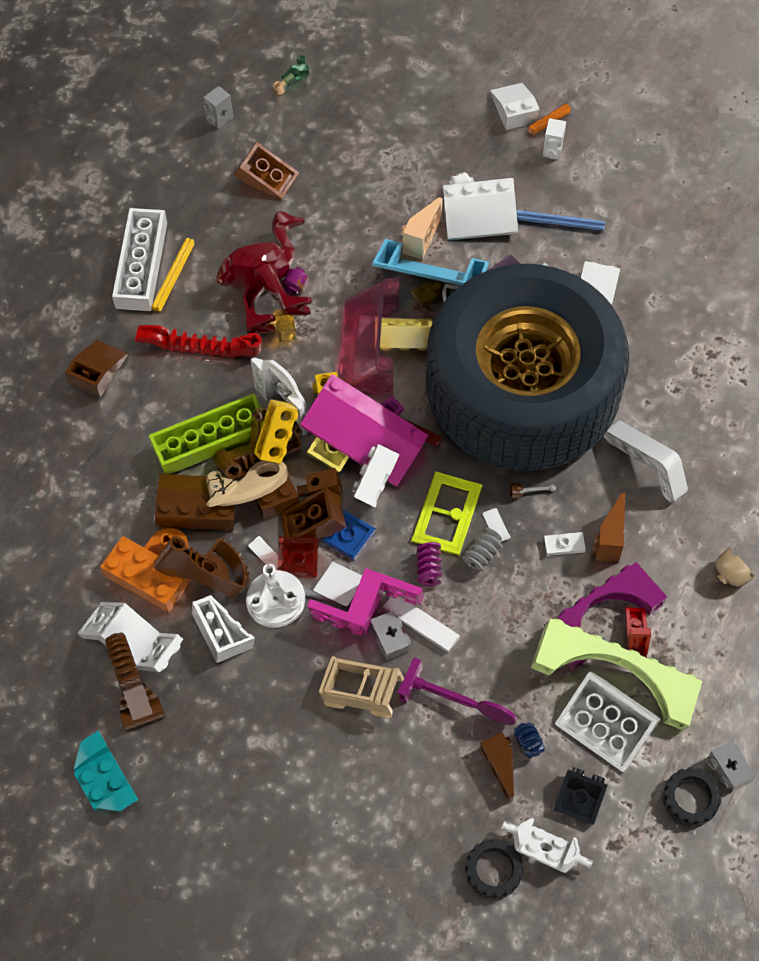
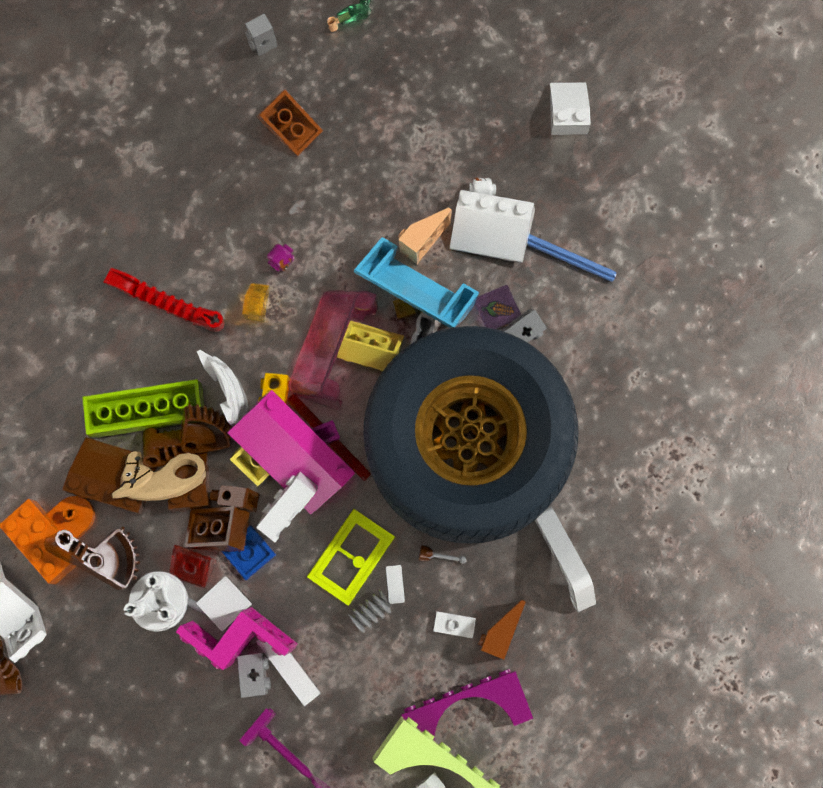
camera: 20 degrees right, 15 degrees up
(95, 367) = (58, 300): reddish brown slope -> none
(140, 259) = (133, 192): white brick -> none
(173, 274) = (163, 215): yellow axle -> none
(220, 630) = (92, 622): white wedge -> none
(261, 268) = (245, 239): dark red animal -> none
(264, 552) = (163, 547): white sticker -> none
(272, 423) = (201, 434): yellow brick -> none
(381, 694) = (223, 736): tan piece -> none
(429, 563) = (314, 610): magenta piece -> none
(543, 122) = (600, 134): orange axle -> none
(554, 139) = (594, 163): white piece -> none
(601, 277) = (582, 347): white brick -> none
(636, 629) = (492, 742): red bracket -> none
(733, 569) = (609, 706): tan cylinder -> none

